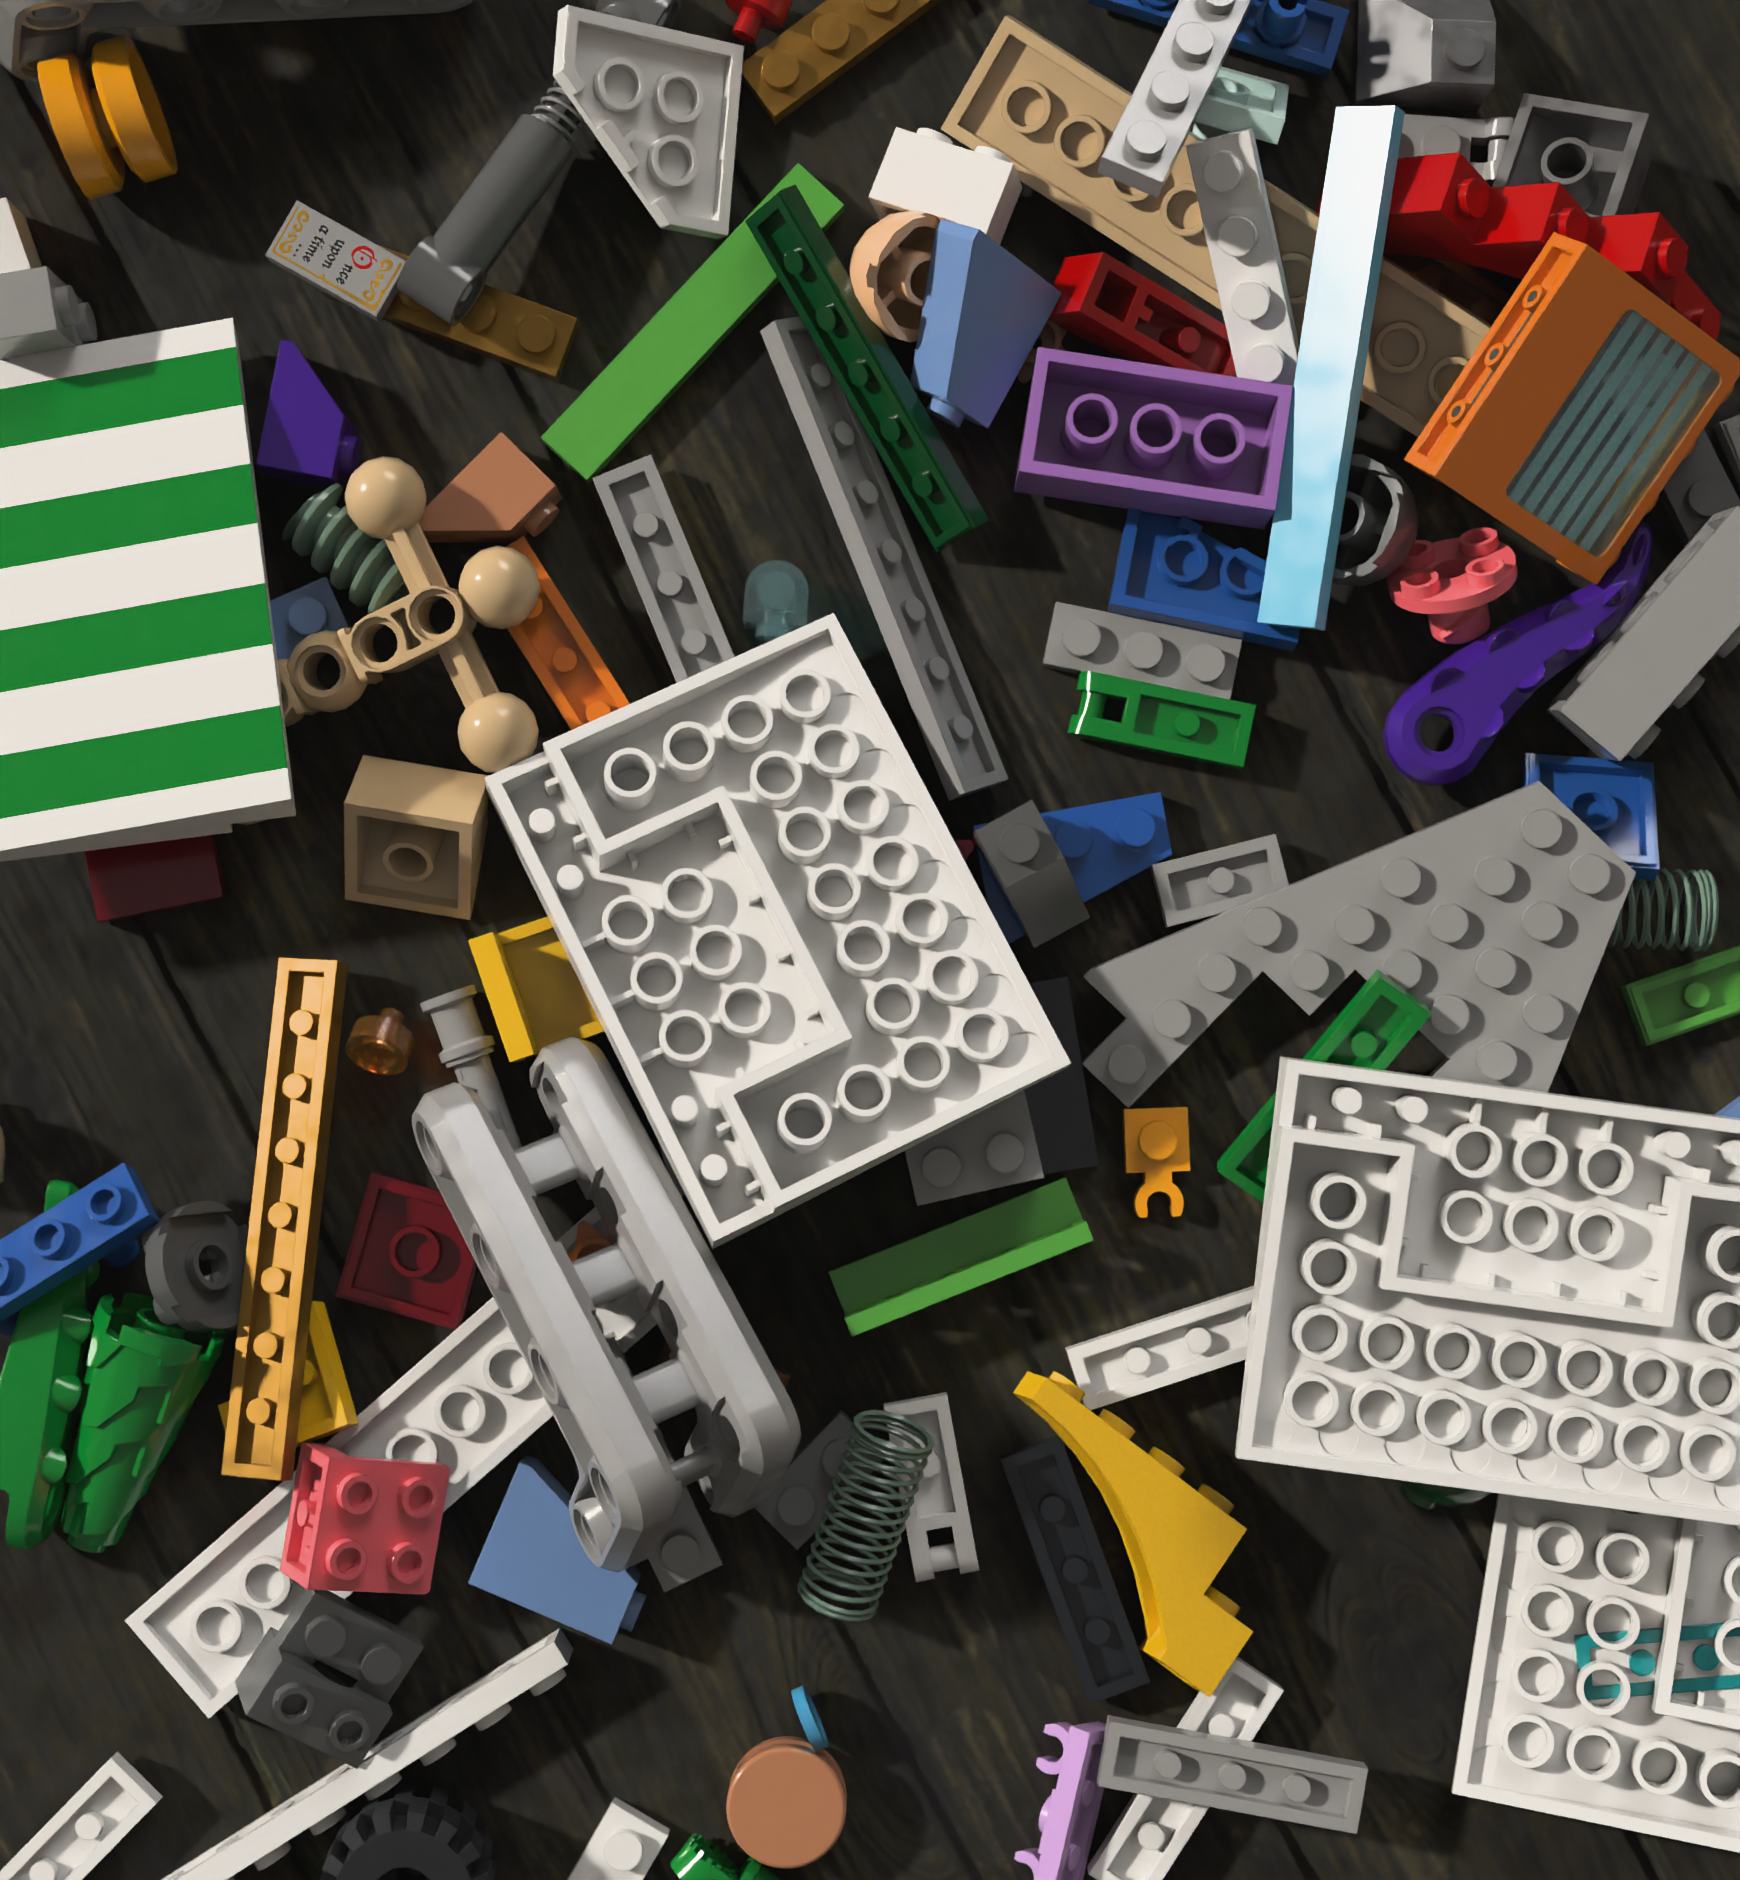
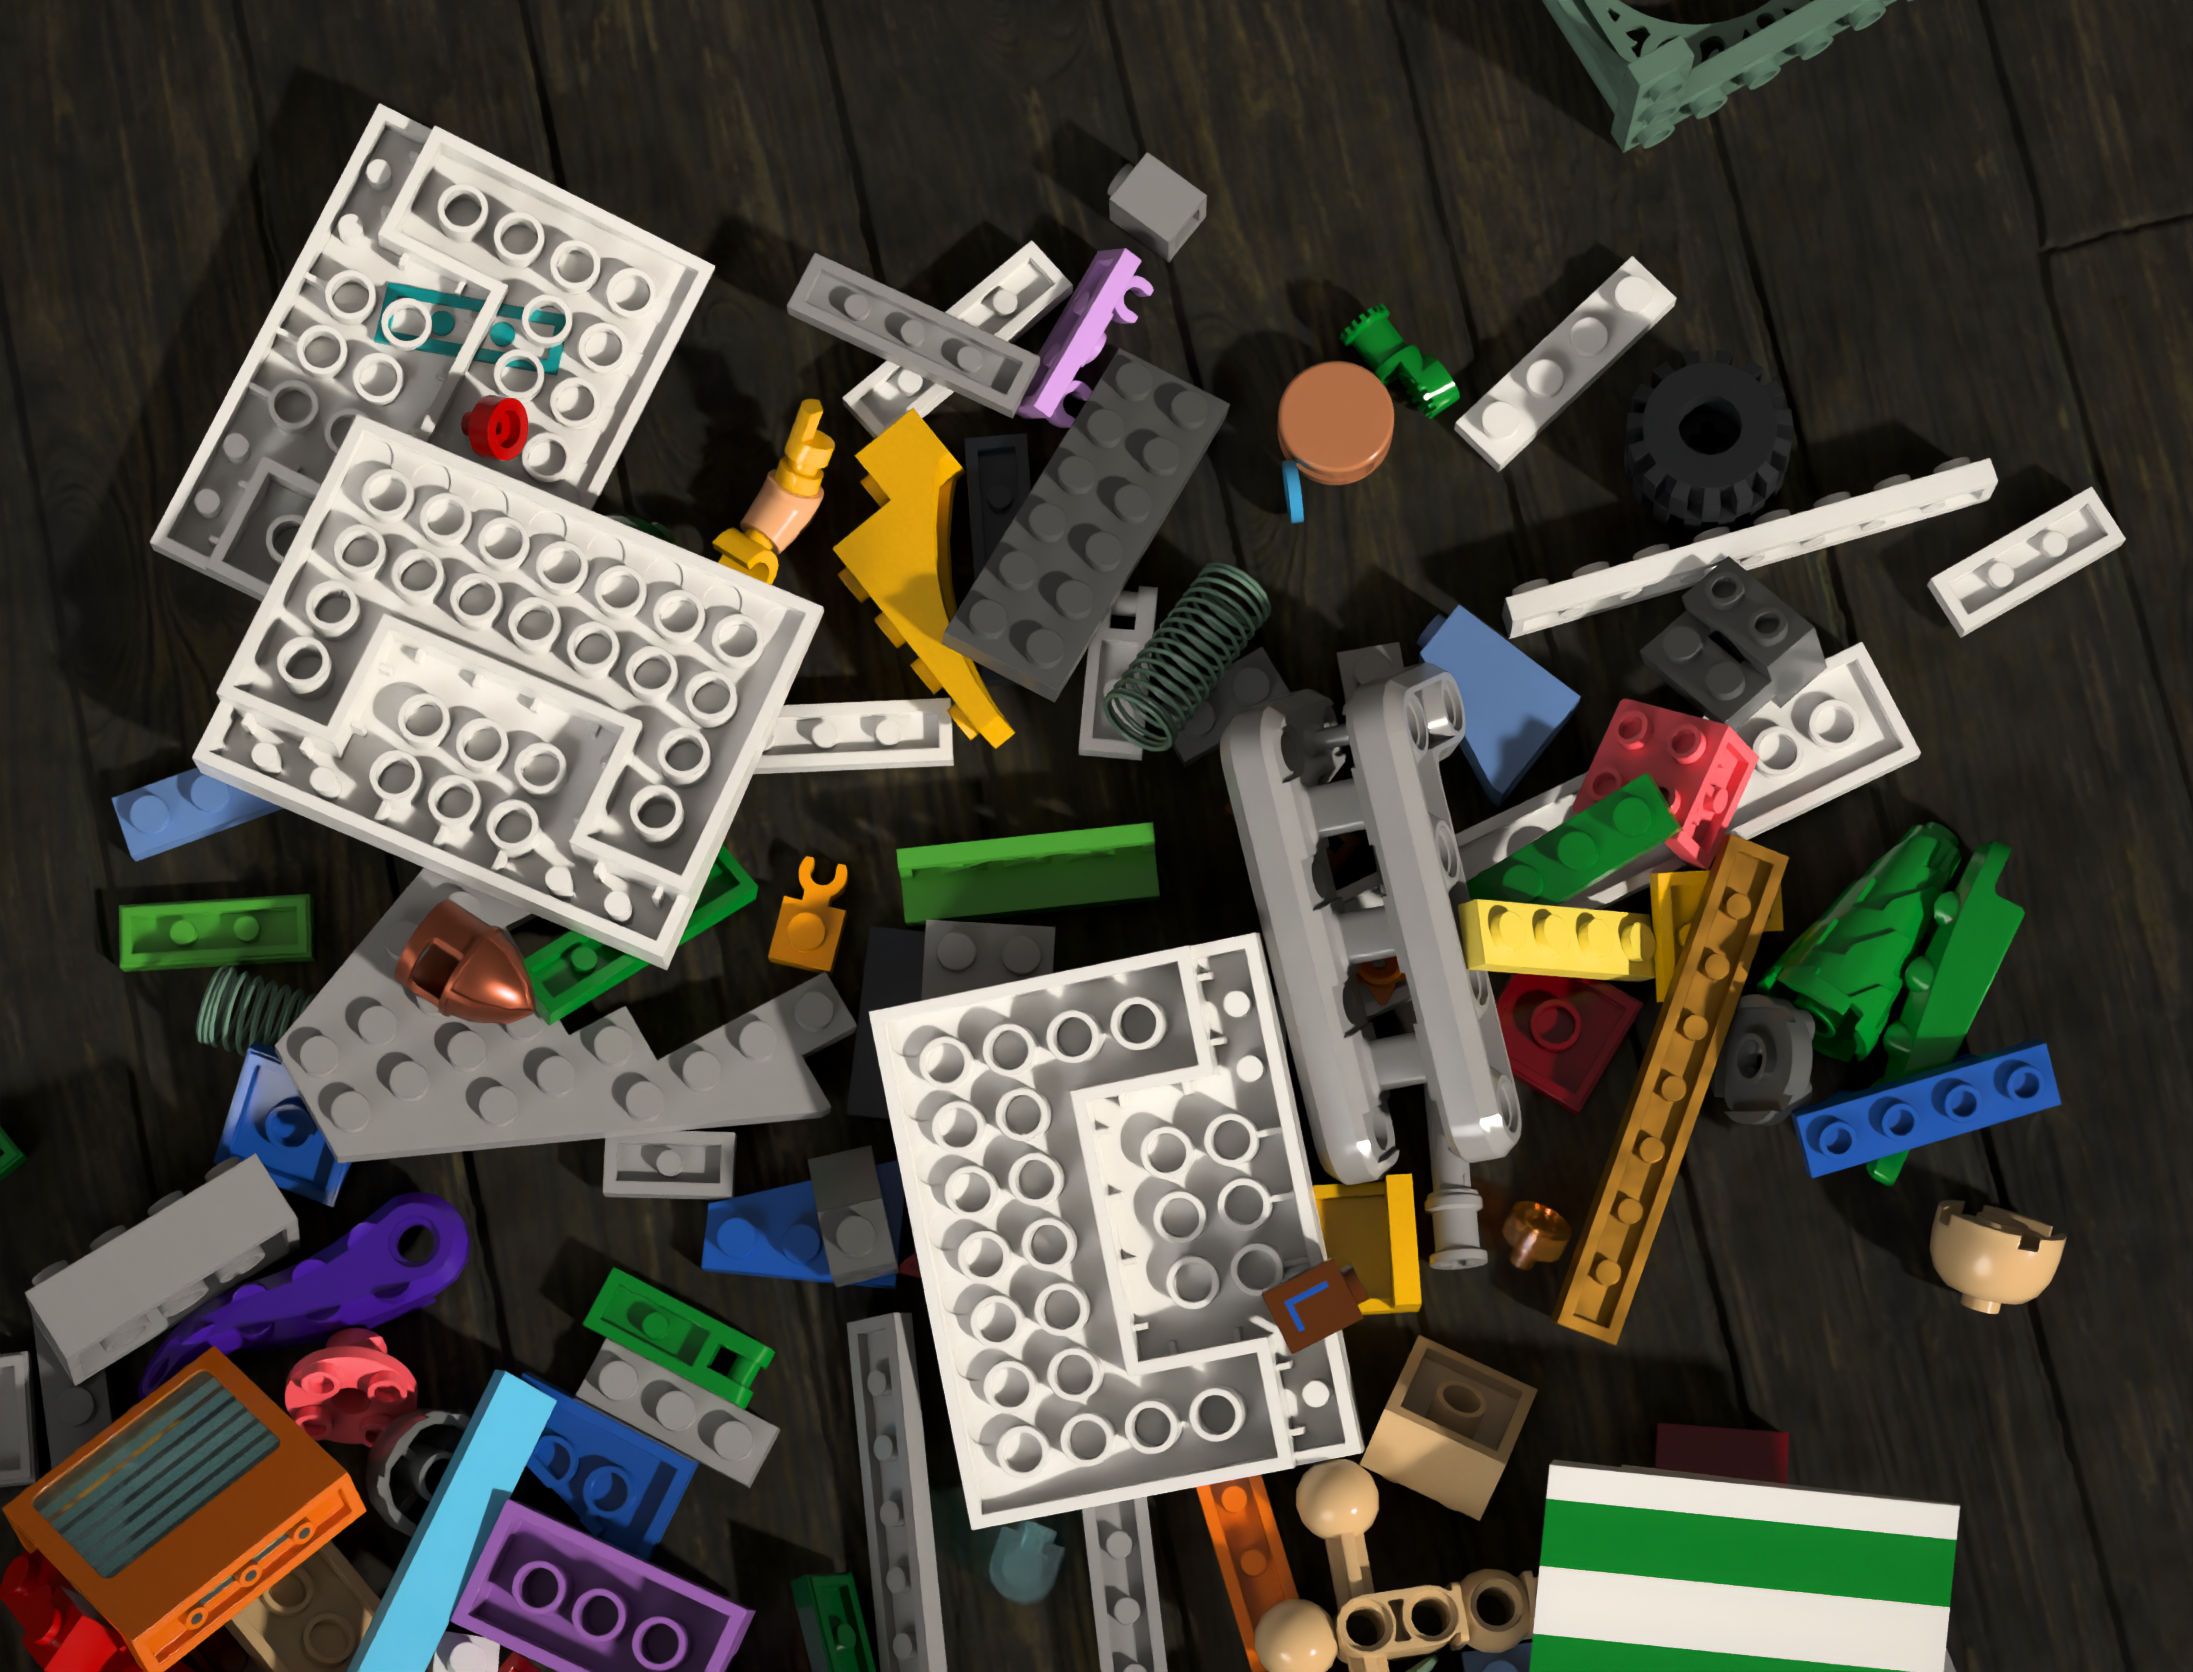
camera: 160 degrees left, 10 degrees down
(424, 1324) = (1557, 941): none -> light yellow plate
(429, 1413) = (1582, 848): none -> green plate
(559, 896) = (1316, 1303): none -> reddish brown brick
(1003, 1623) = (1085, 525): none -> dark grey plate
(1309, 1560) = (784, 502): none -> yellow piece
(1476, 994) = (468, 968): none -> copper helmet
(1618, 1559) = (496, 427): none -> red tile

